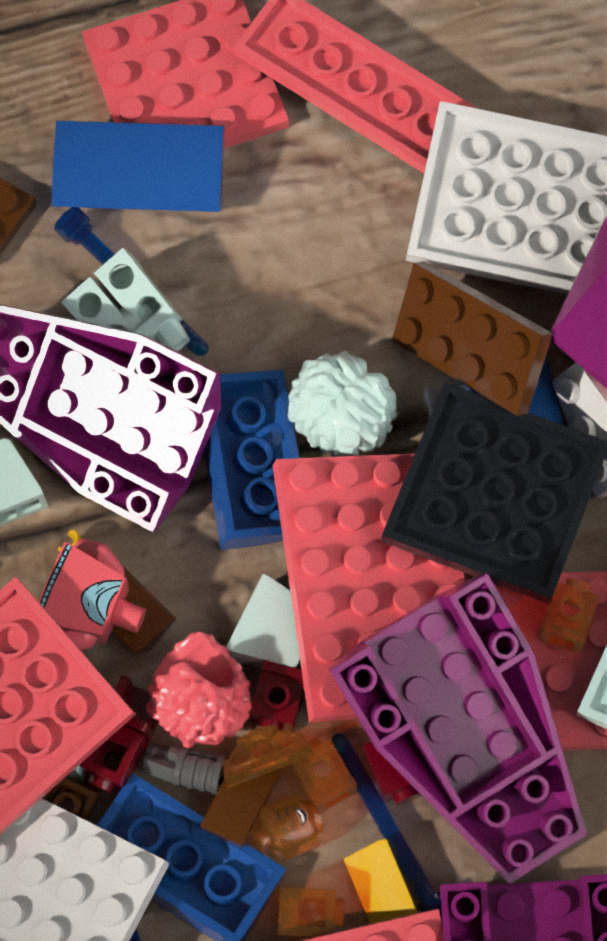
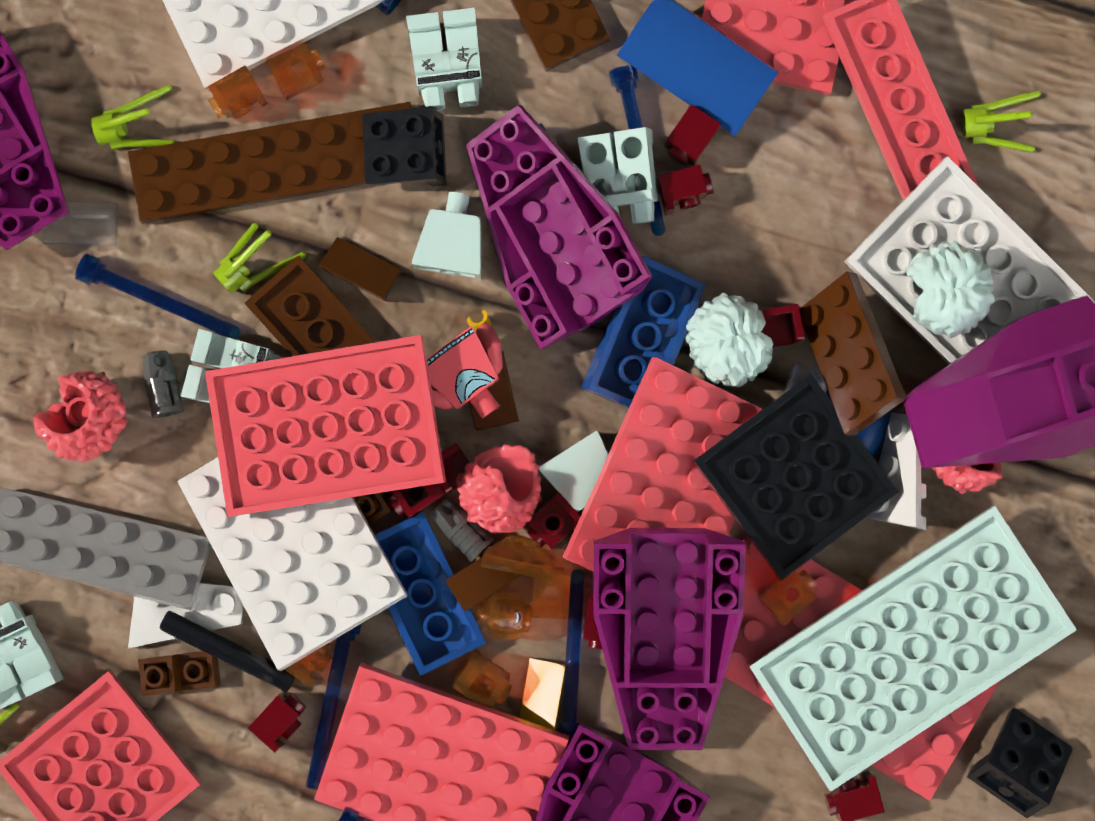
camera: 25 degrees right, 15 degrees up
(176, 238) = (691, 136): none -> dark red brick
(200, 291) = (683, 188): none -> dark red brick
(390, 356) = (783, 325): none -> dark red panel
(451, 61) = (980, 121): none -> lime plant
(532, 211) = (954, 288): none -> light aqua hair

